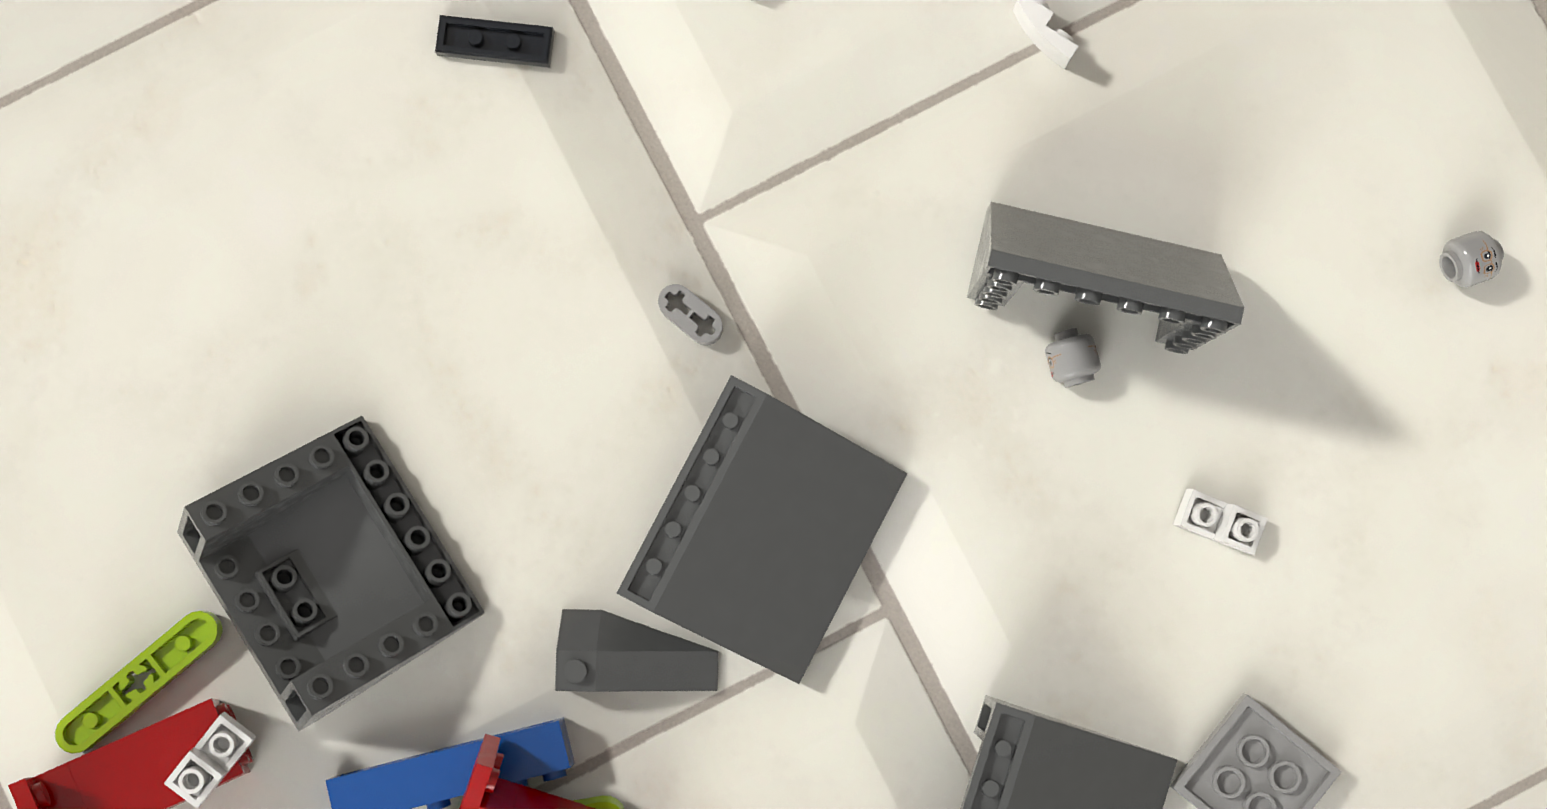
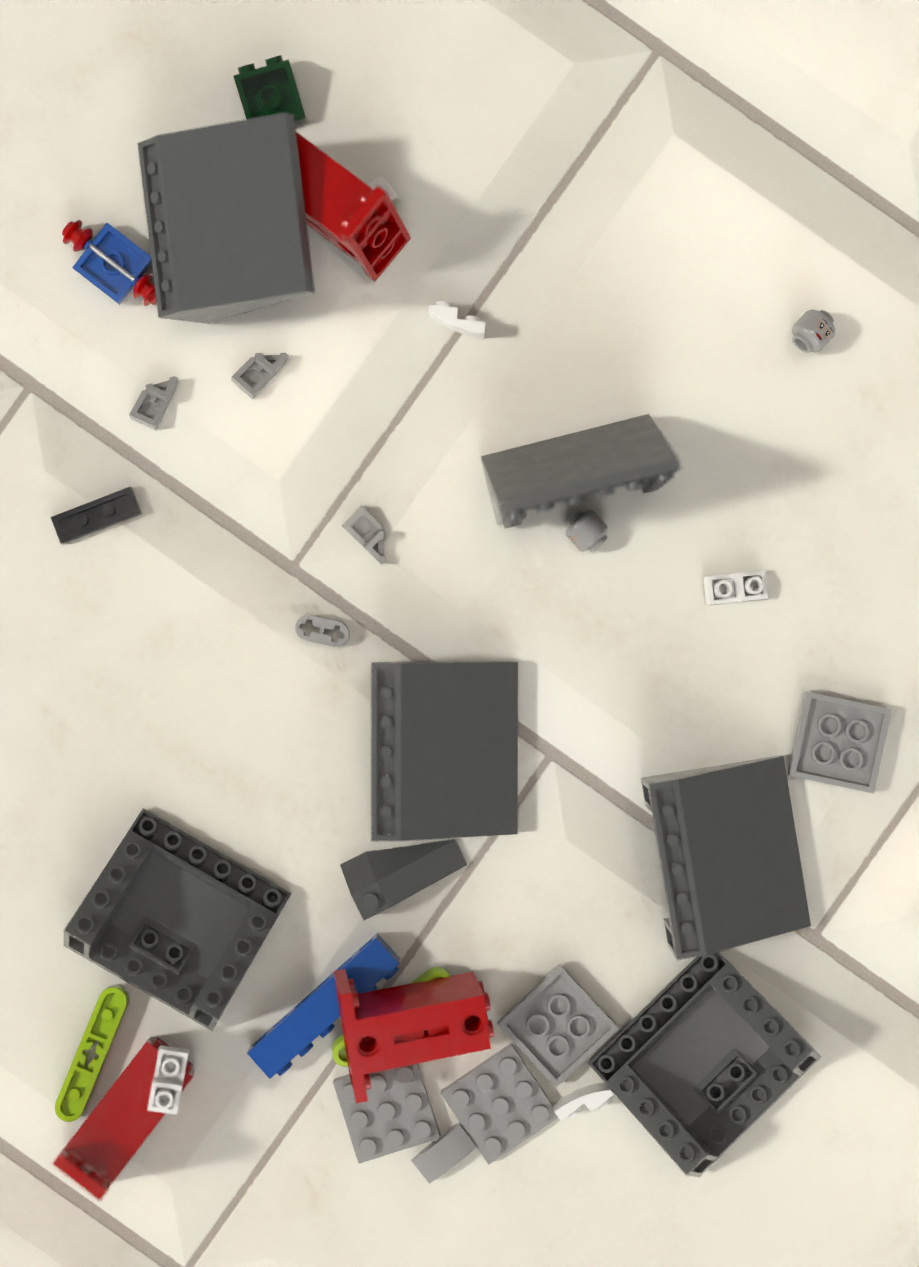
camera: 30 degrees left, 5 degrees up
(805, 225) = (367, 532): none -> light grey slope

